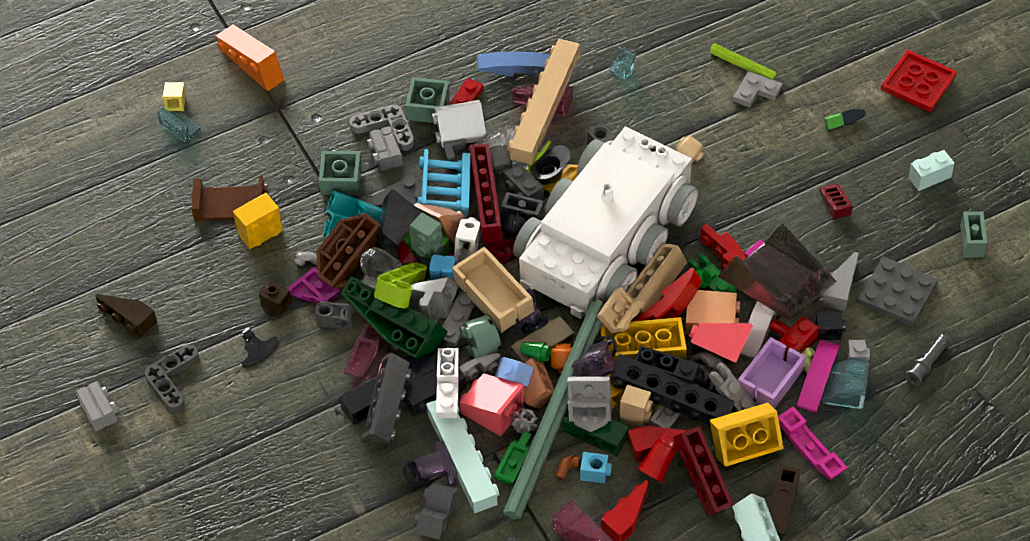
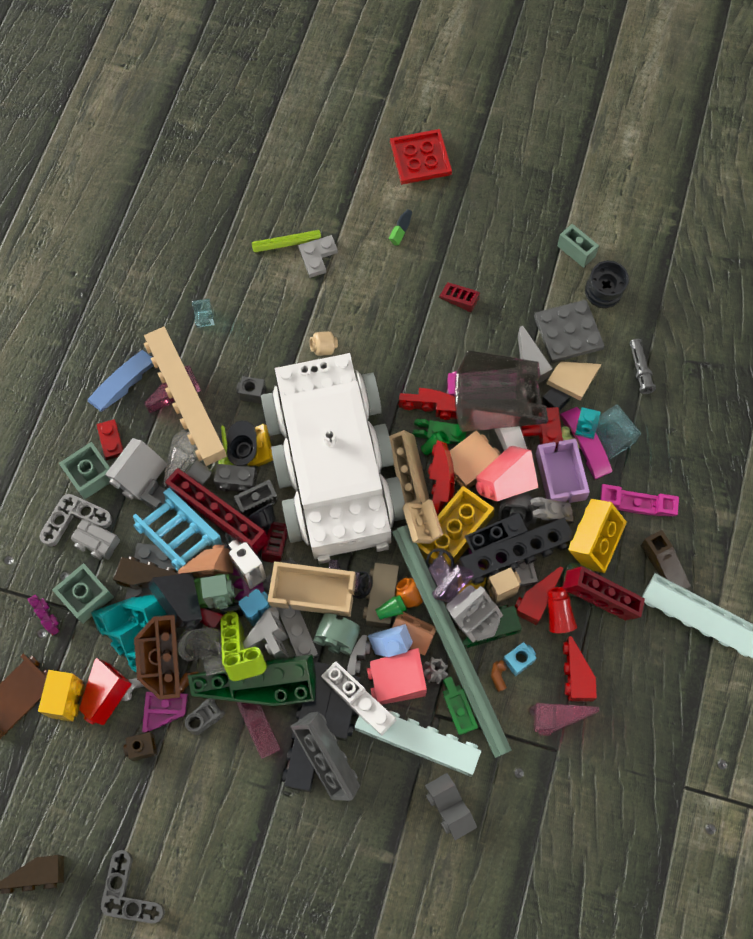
camera: 45 degrees left, 15 degrees up
(257, 349) = (170, 802): black piece -> none
(286, 243) = (103, 692): none -> red slope
(300, 168) = (40, 608): none -> magenta plate
(383, 181) = (137, 575): none -> dark brown slope
(431, 465) = (409, 774): clear purple piece -> none
(828, 354) = (587, 423): none -> teal brick
(857, 319) = (573, 378): none -> tan slope
(857, 350) = (599, 401): light grey brick -> none
(931, 170) = (500, 219): light aqua brick -> none
(963, 277) = (609, 276): none -> black wheel

